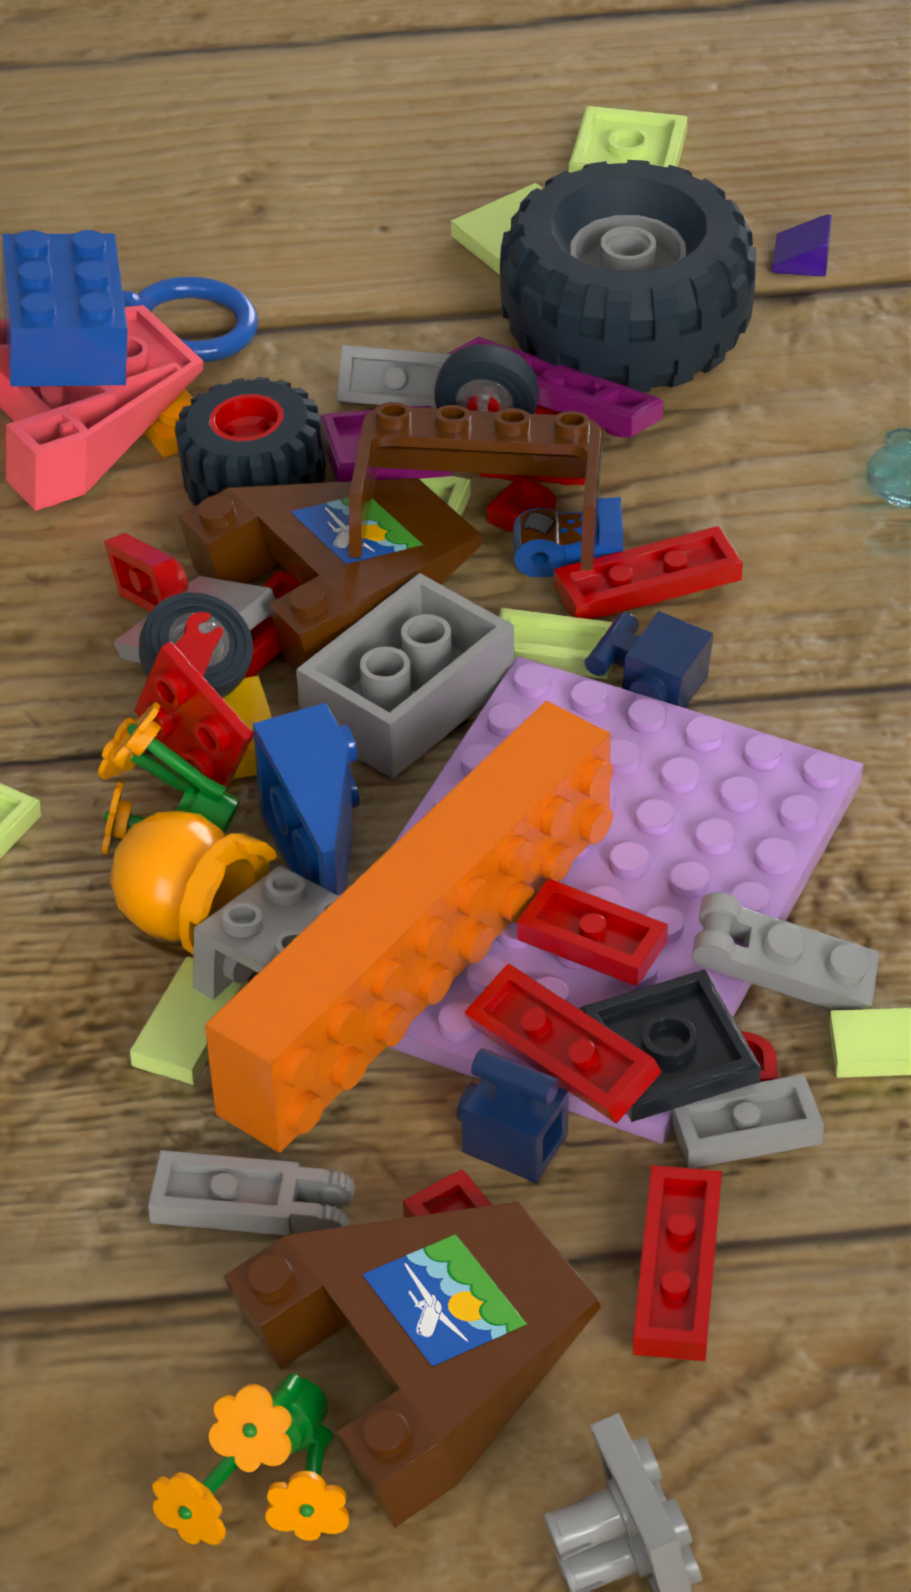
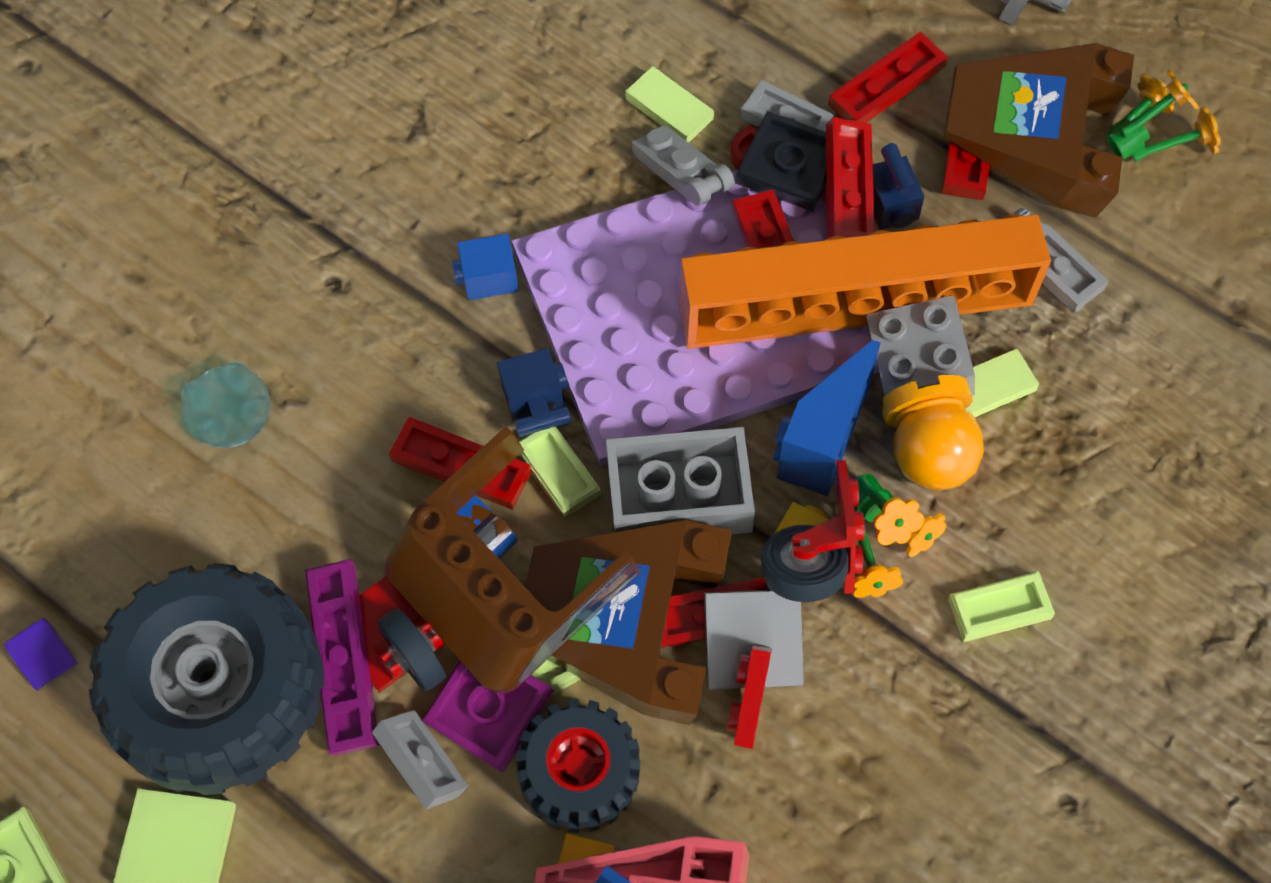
camera: 135 degrees left, 20 degrees up
(855, 722) = (486, 267): none -> blue brick

